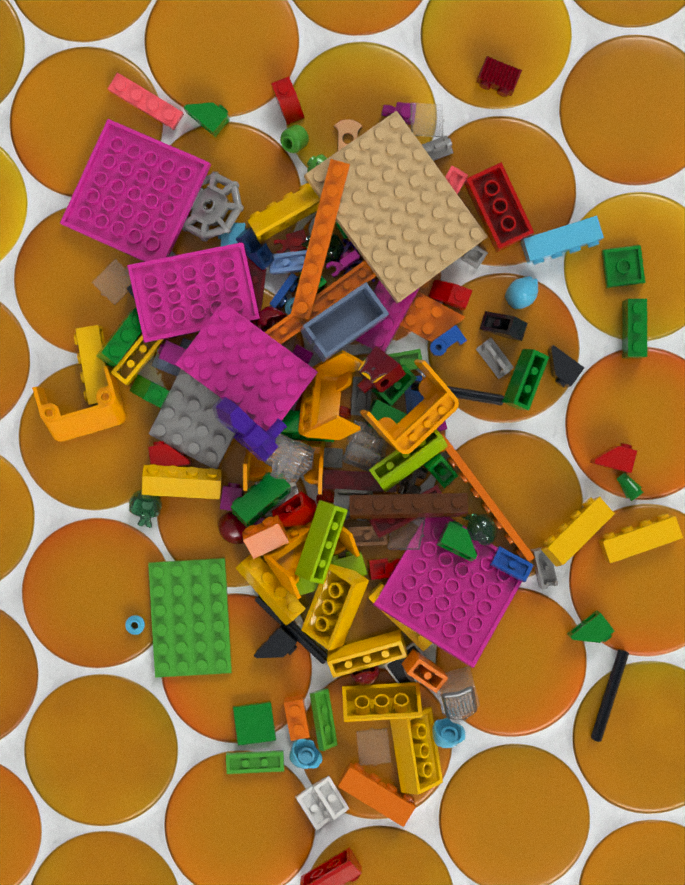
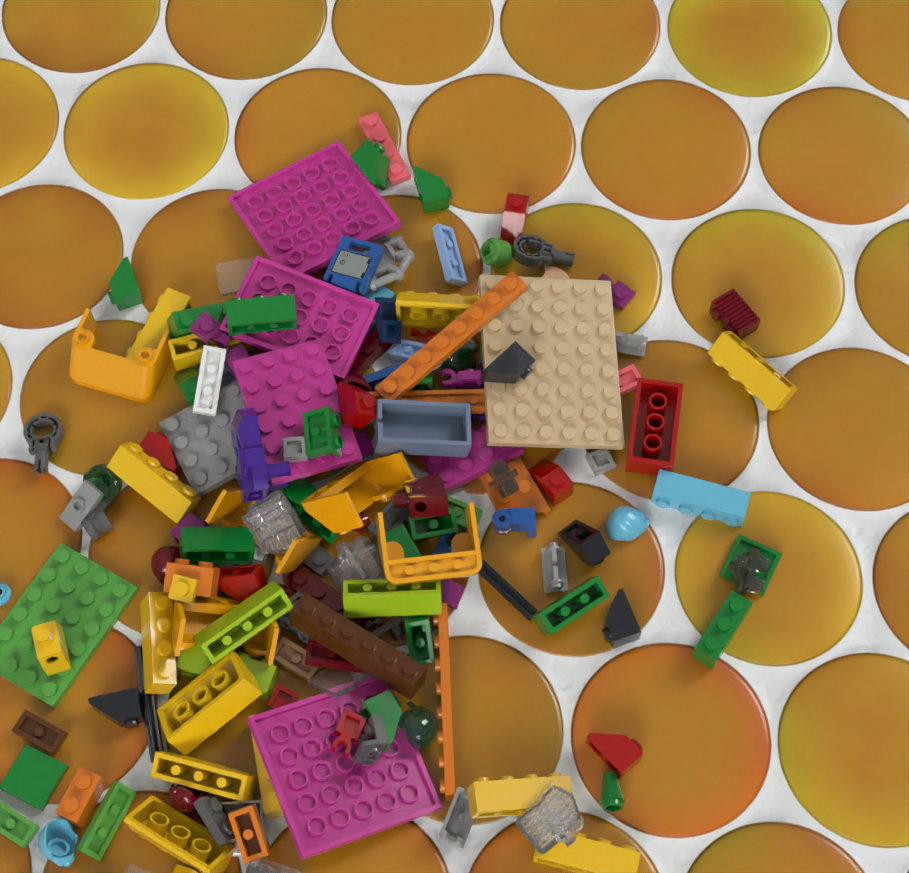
camera: 35 degrees right, 25 degrees down
(40, 346) = (124, 287): none -> green slope
(83, 499) = (42, 446): none -> dark grey pin
(135, 348) = (207, 329): none -> magenta plate
(143, 529) = (81, 505): none -> light grey plate
(149, 122) = (373, 162): none -> green slope
(164, 535) = (97, 525): none -> dark grey wheel
(166, 385) = (209, 381): none -> white plate
(168, 311) = (261, 314): none -> green brick
(202, 227) = (353, 267): none -> blue container
(203, 640) = (50, 643): none -> yellow torso
(236, 694) = (39, 732): none -> reddish brown plate
(259, 162) = (449, 255): none -> light blue plate
(267, 549) = (183, 588): none -> yellow plate
(270, 401) = (294, 449): none -> light grey tile
(281, 376) = (322, 432): none -> green bracket
(286, 336) = (356, 405): none -> red slope
(329, 112) = (545, 254): none -> dark grey pin
(378, 235) = (509, 366): none -> black slope
(397, 677) = (215, 819): none -> dark grey plate
(424, 321) = (503, 479): none -> clear smoke hips
(427, 119) = (637, 312): clear piece -> none
(441, 564) = (348, 730): none -> red plate
(466, 563) = (371, 741): none -> dark grey bracket
(511, 564) = (424, 784): blue plate -> none
(540, 116) = (752, 371): none -> yellow brick
(611, 535) = (551, 818): none -> clear piece
(628, 277) = (745, 569): none -> clear smoke hips

